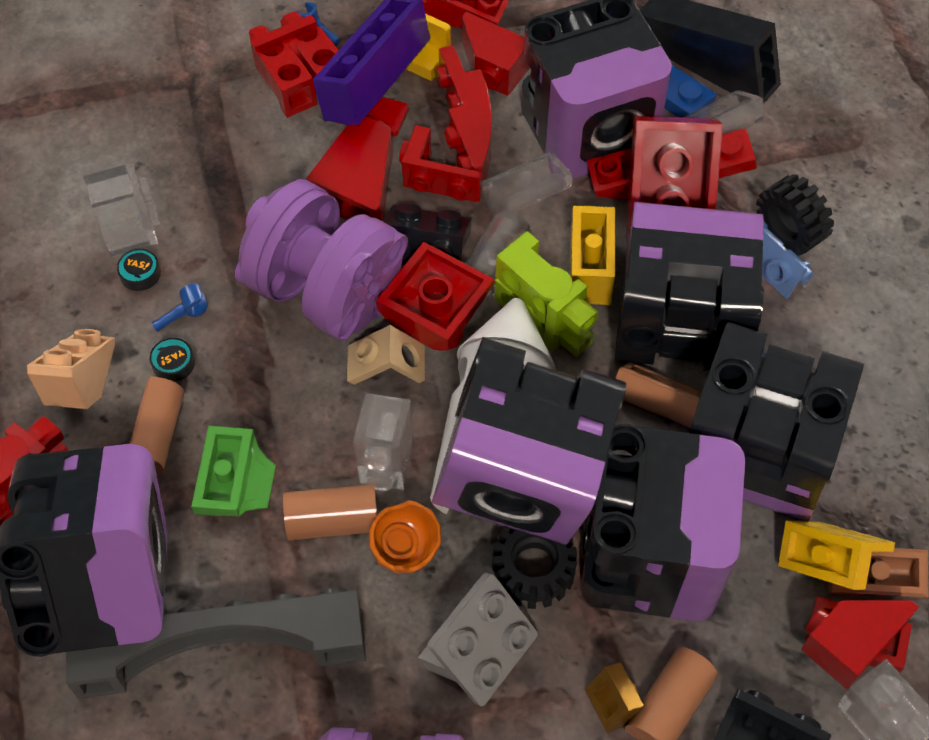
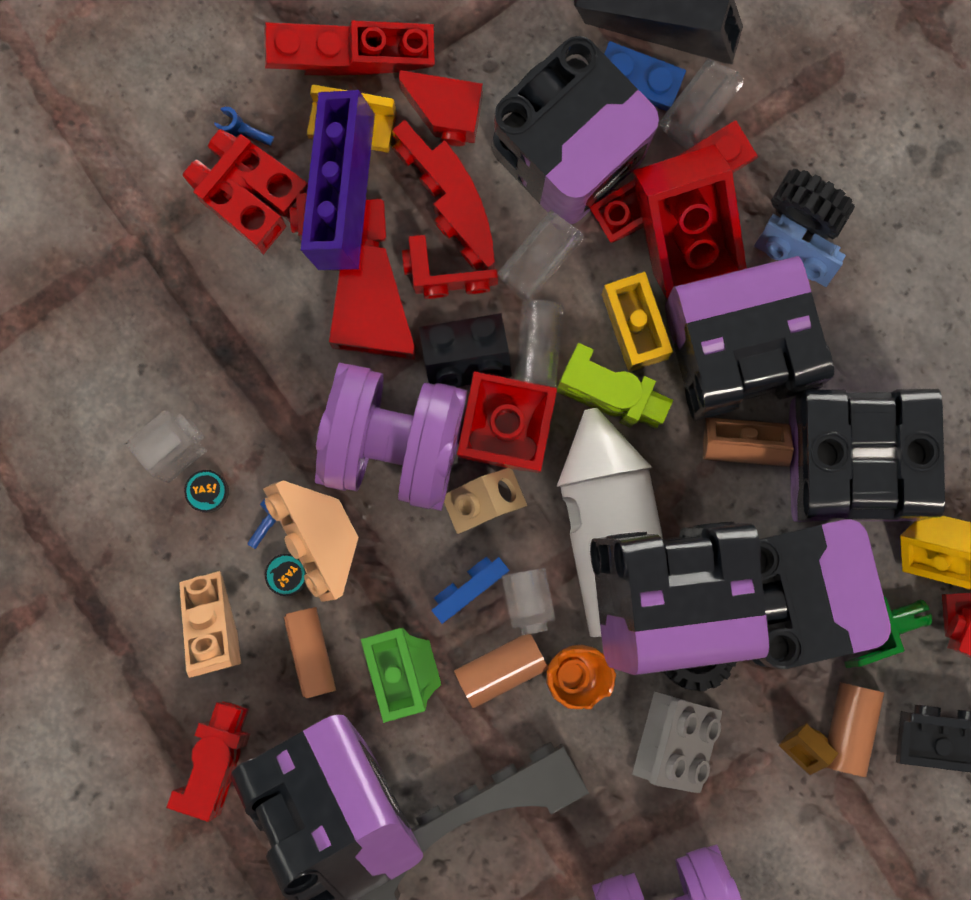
camera: 20 degrees left, 25 degrees up
(215, 321) = (316, 535): none -> light nougat slope
(325, 428) = (483, 576): none -> blue plate
(743, 610) = (901, 621): none -> green bracket

